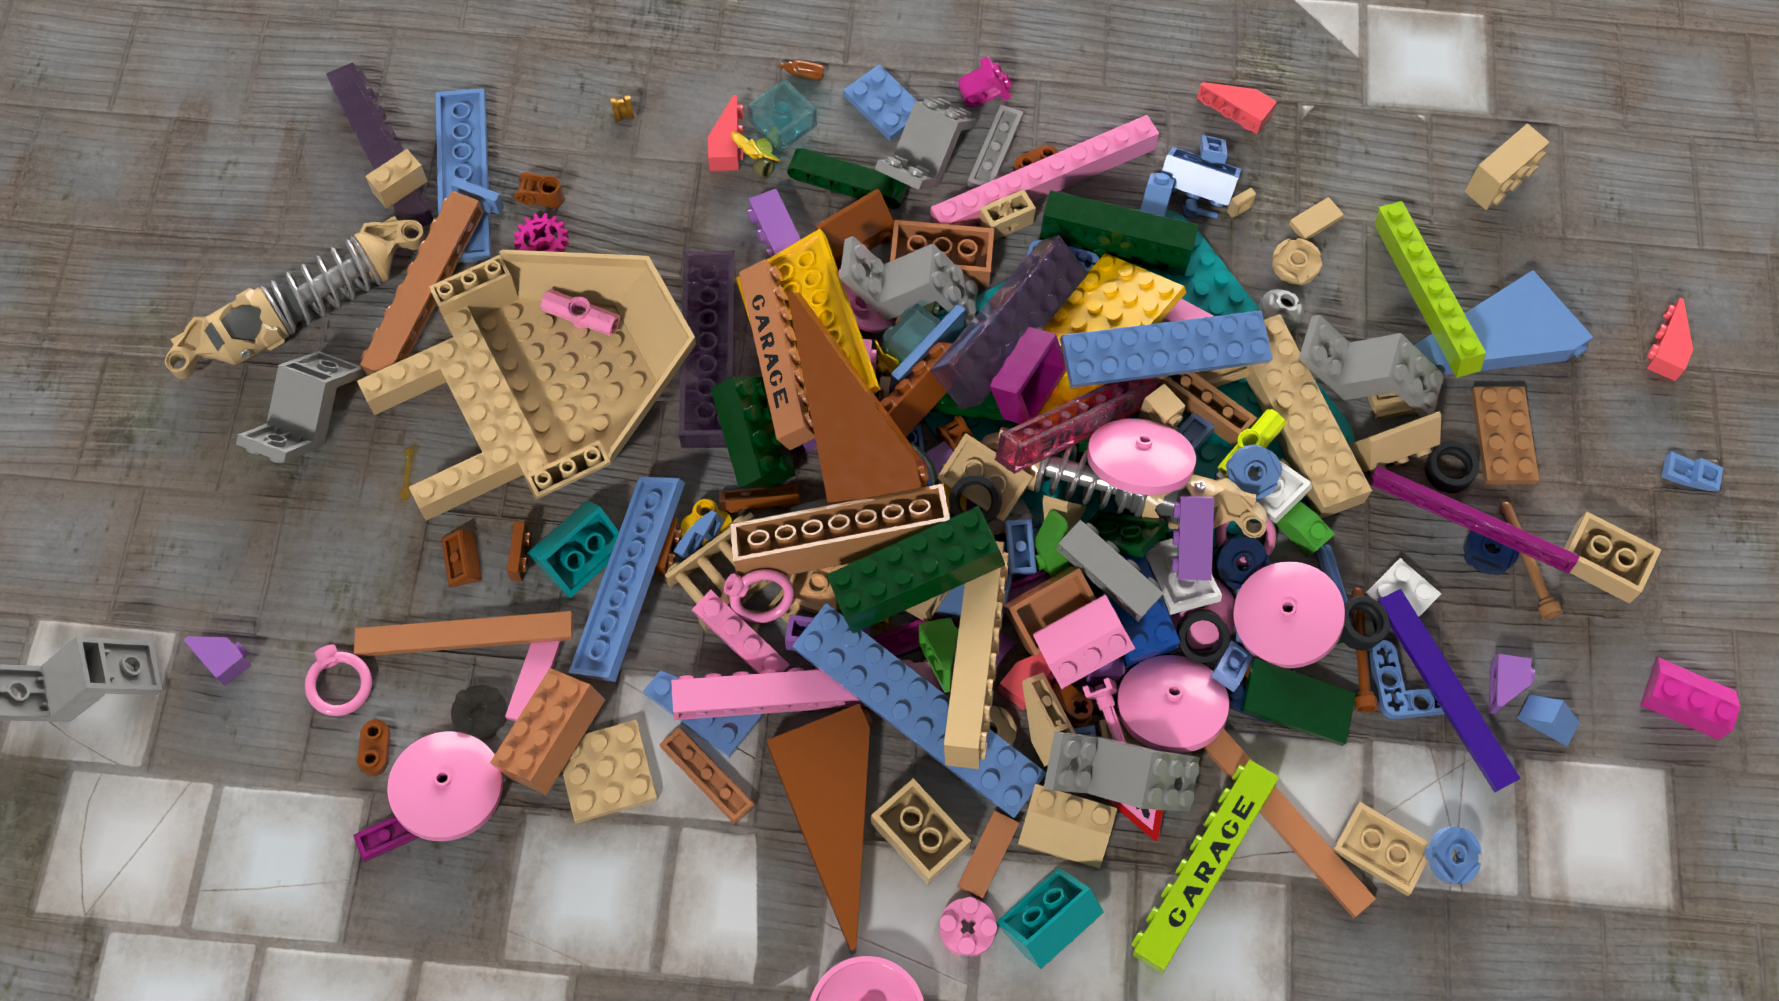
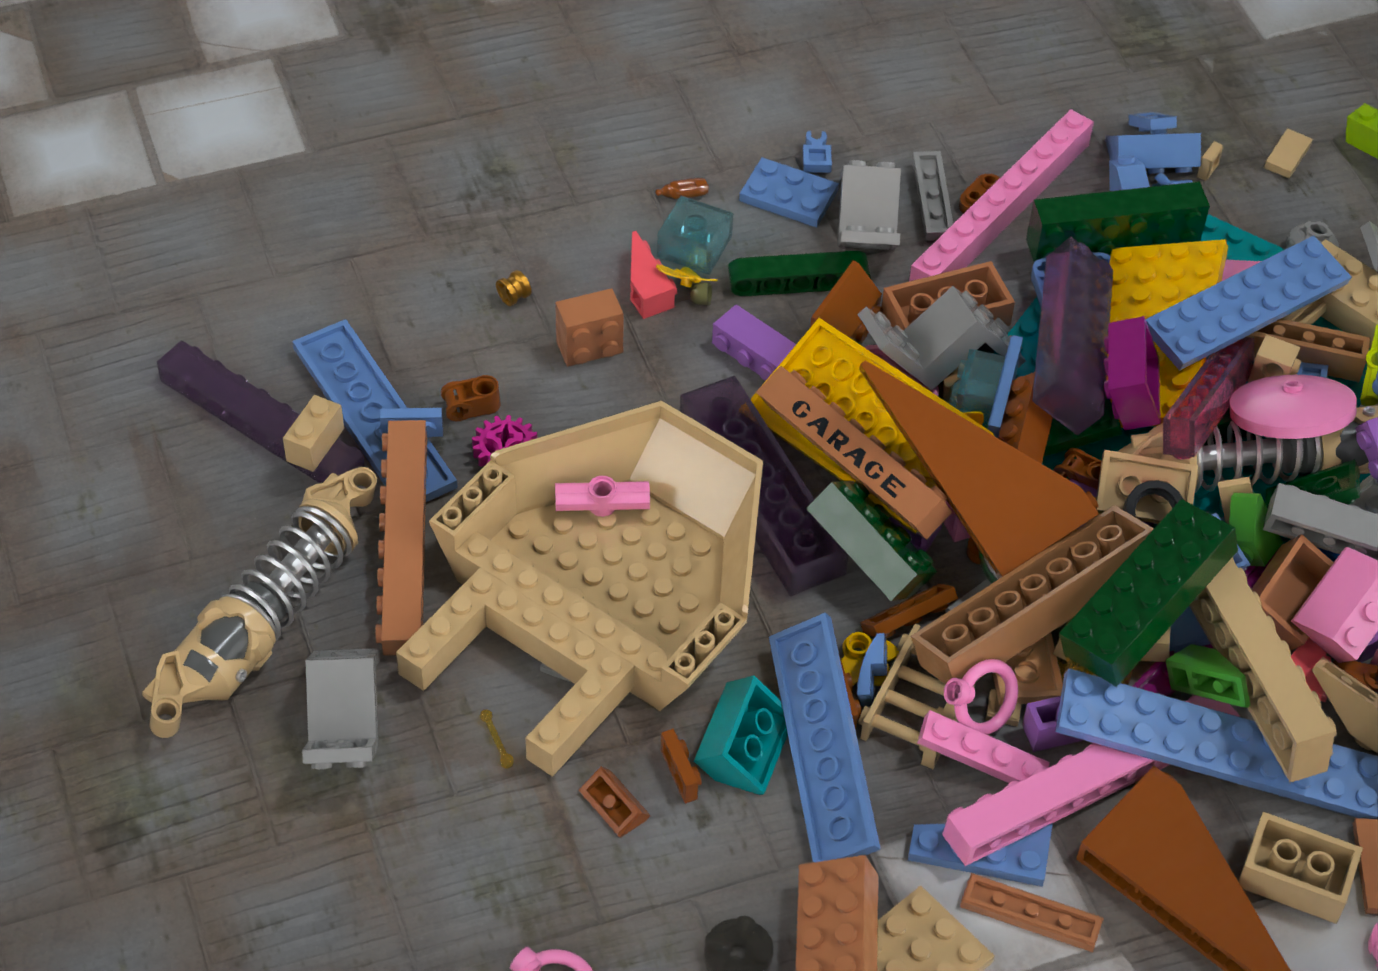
camera: 25 degrees left, 15 degrees down
(463, 634) = (669, 876): nougat tile -> none
(537, 663) = (774, 880): bright pink tile -> none
(653, 165) = (589, 327): none -> nougat brick
(924, 79) = (817, 154): none -> medium blue plate
(984, 84) = (885, 137): dark pink pin -> none
(1007, 214) = (993, 243): tan brick -> none
(1242, 105) = (1149, 75): coral slope -> none
(1296, 261) = (1295, 197): tan tile -> none

